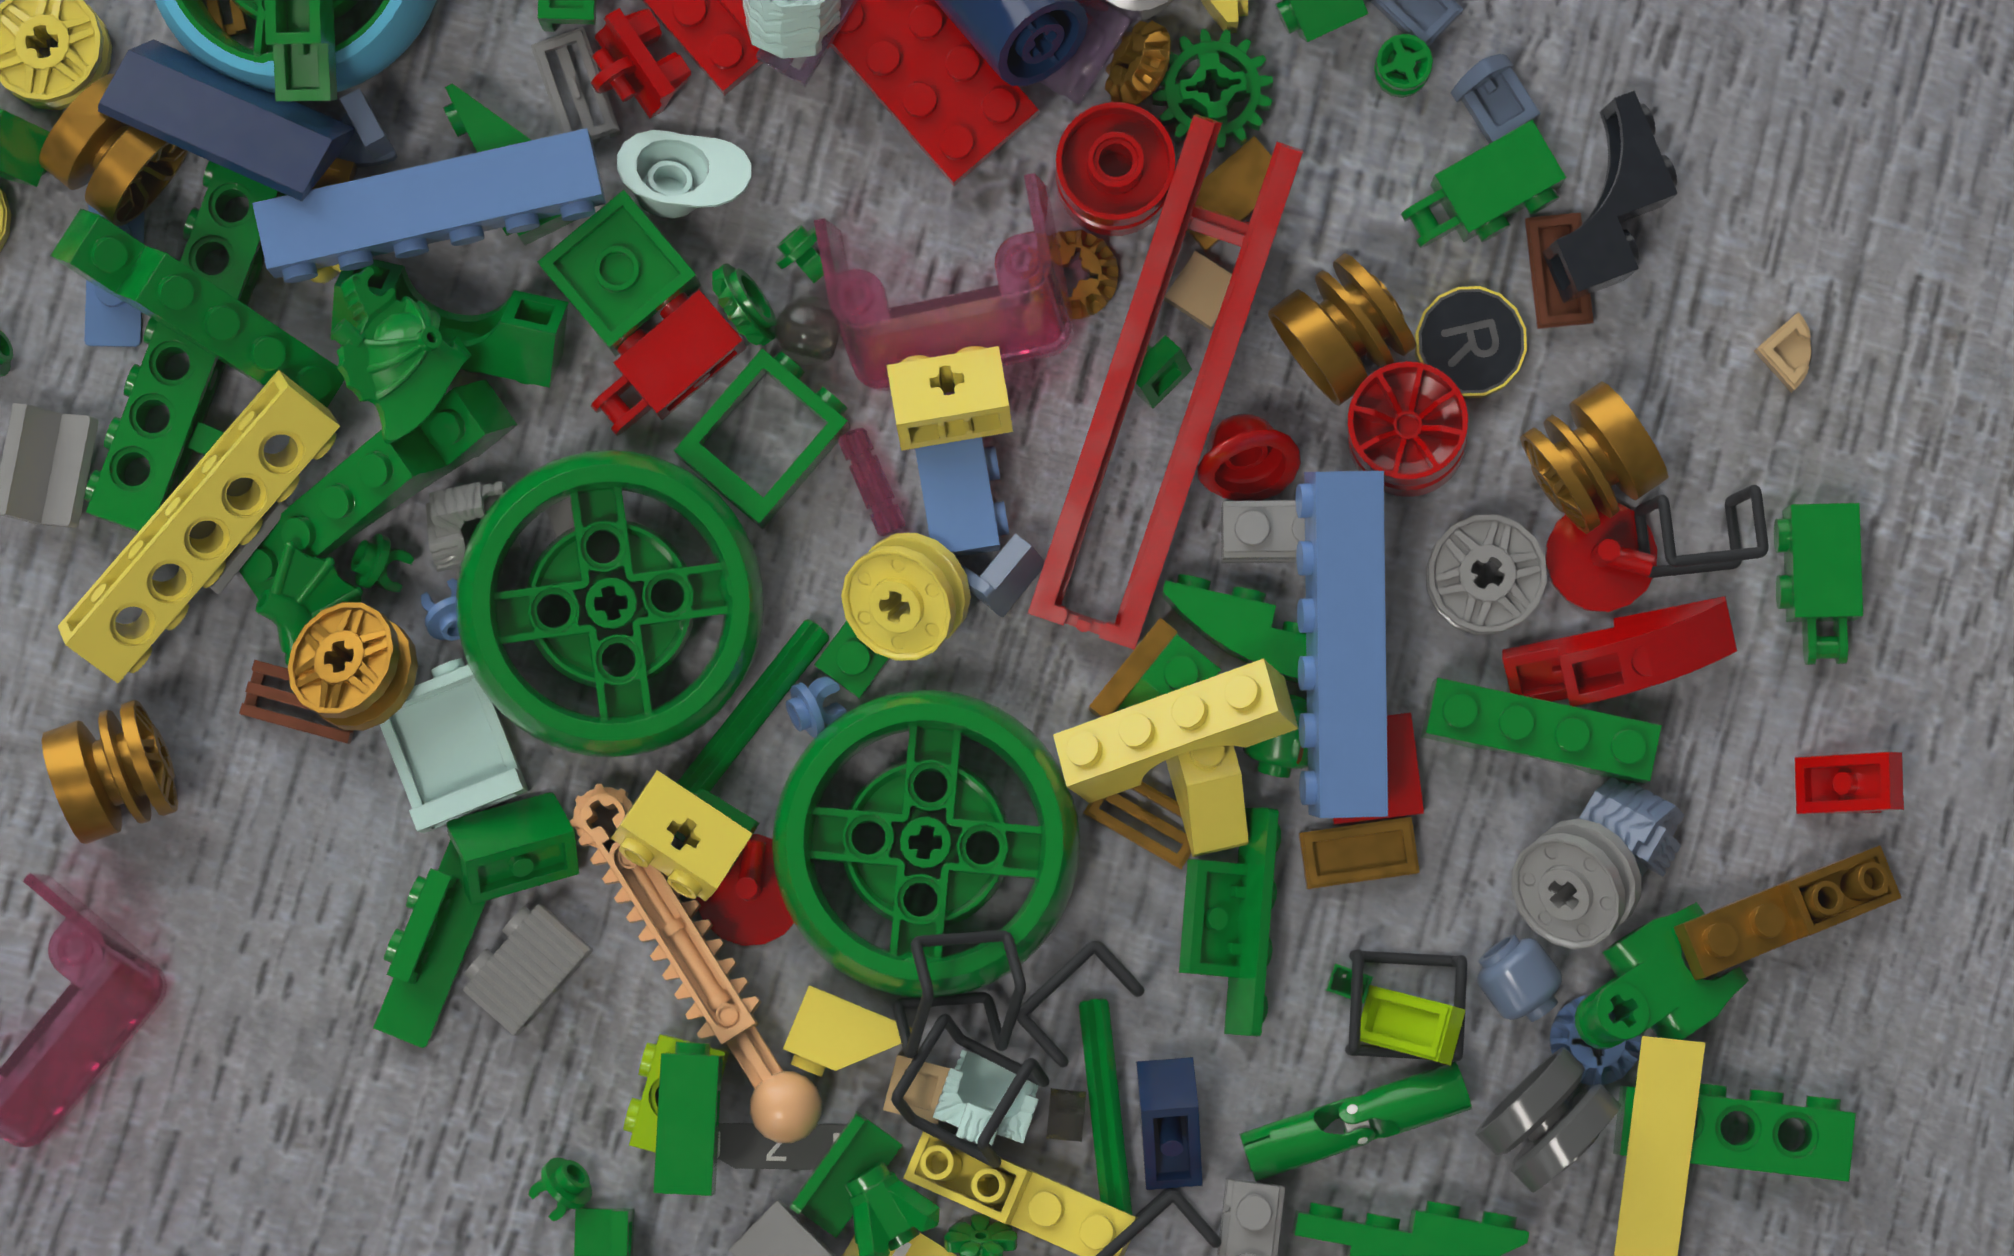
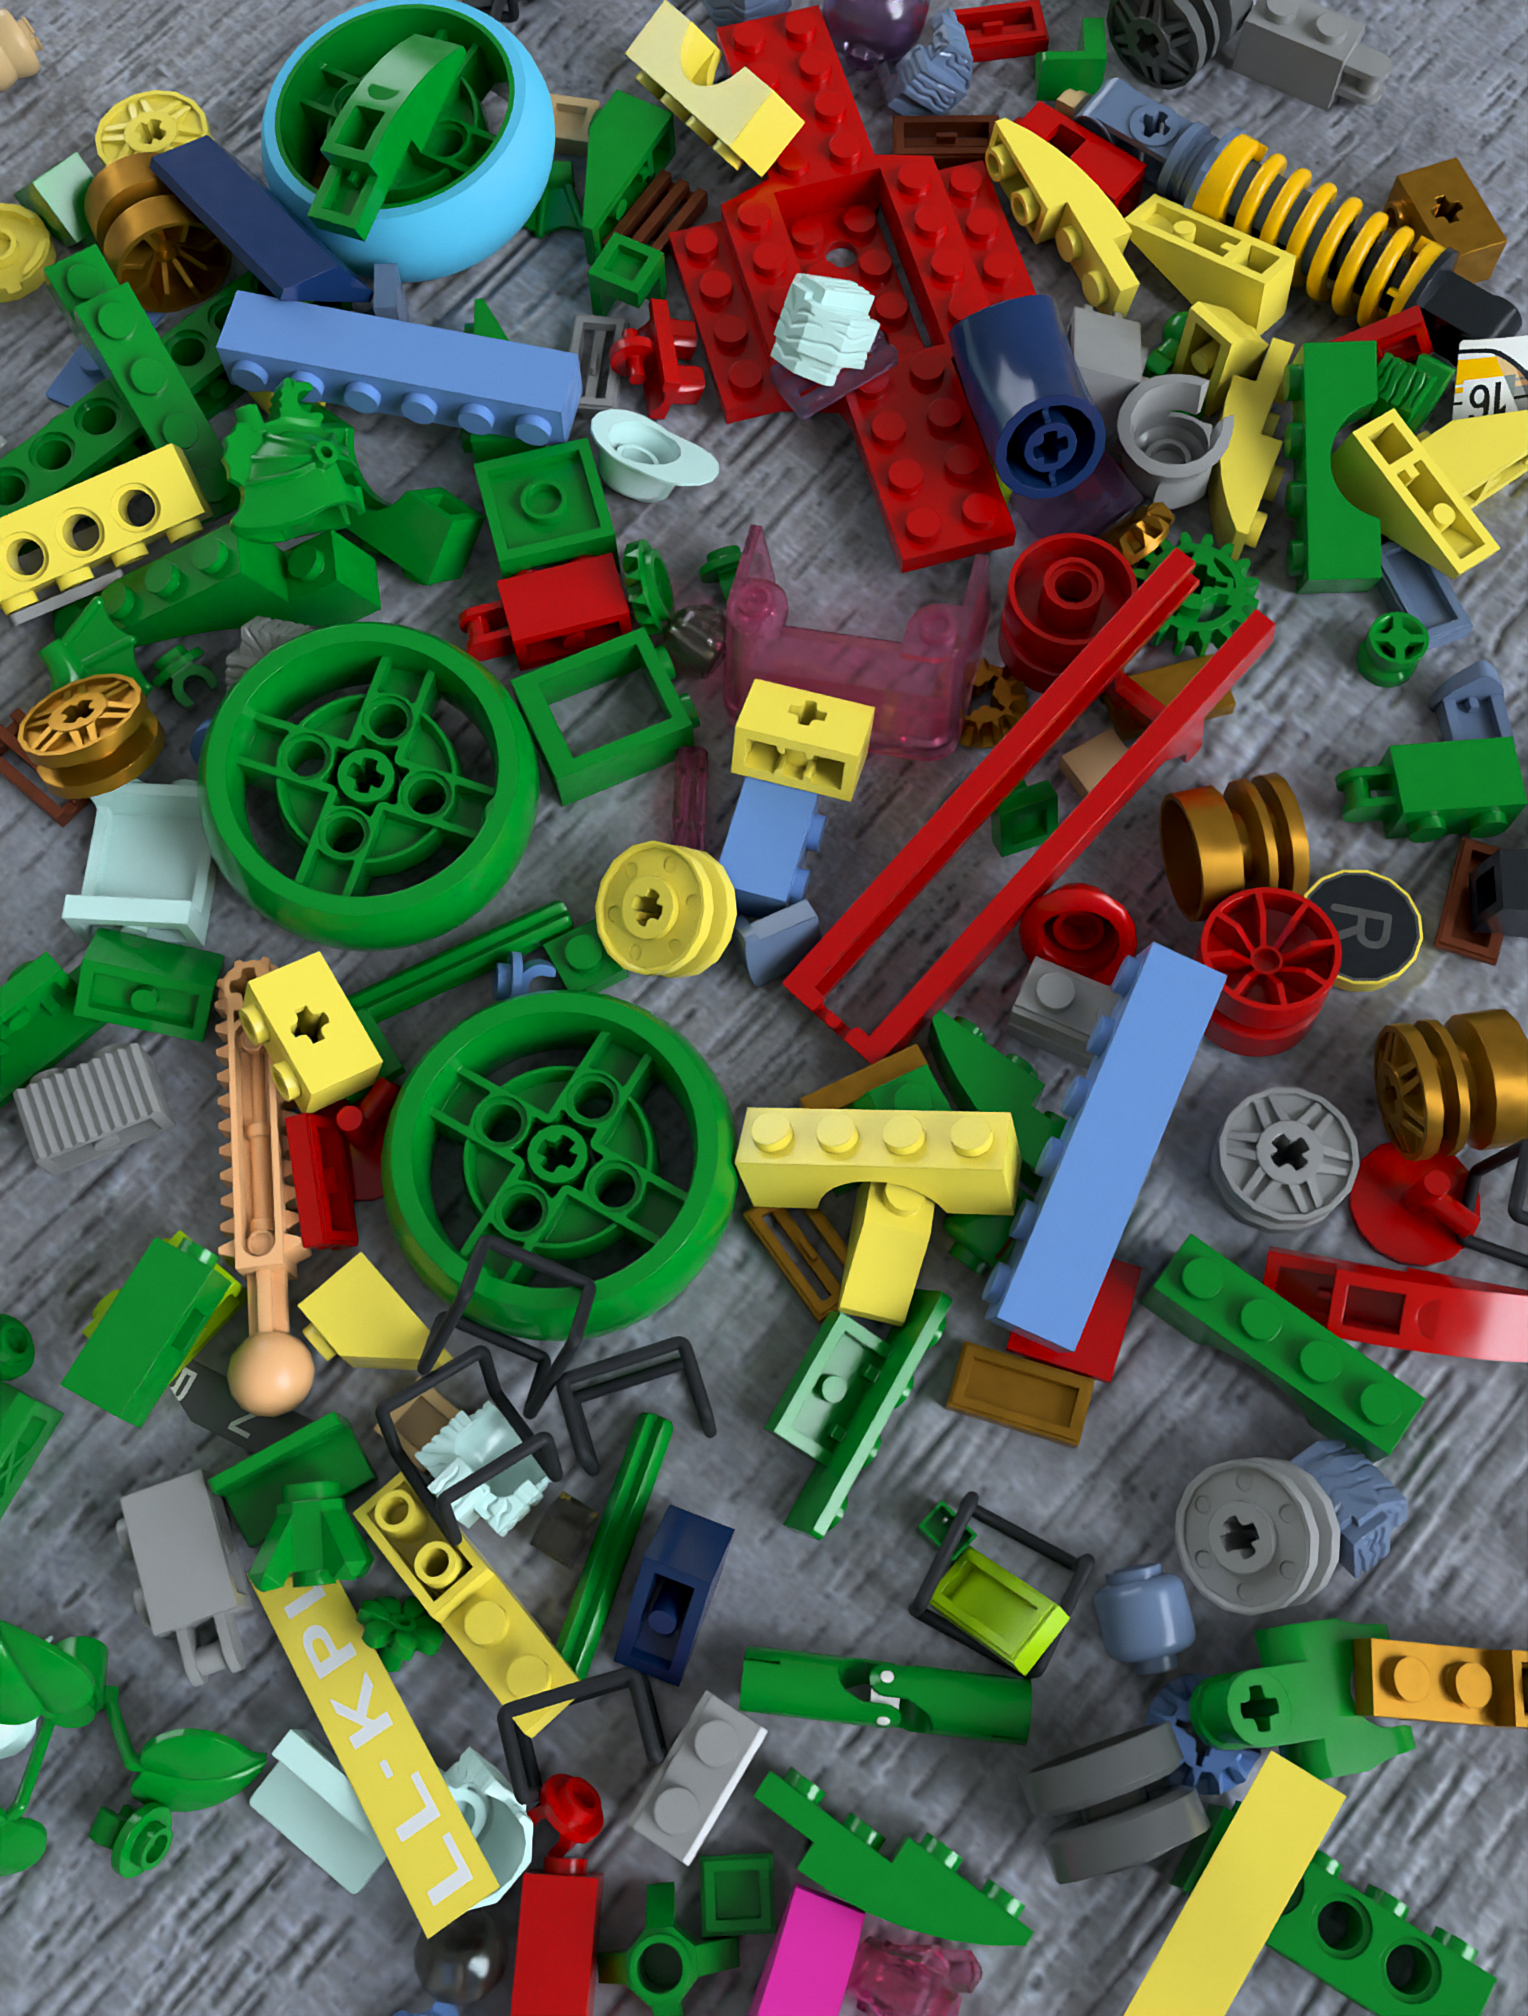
camera: 20 degrees right, 15 degrees down
(744, 943) = (321, 1182): none -> red tile

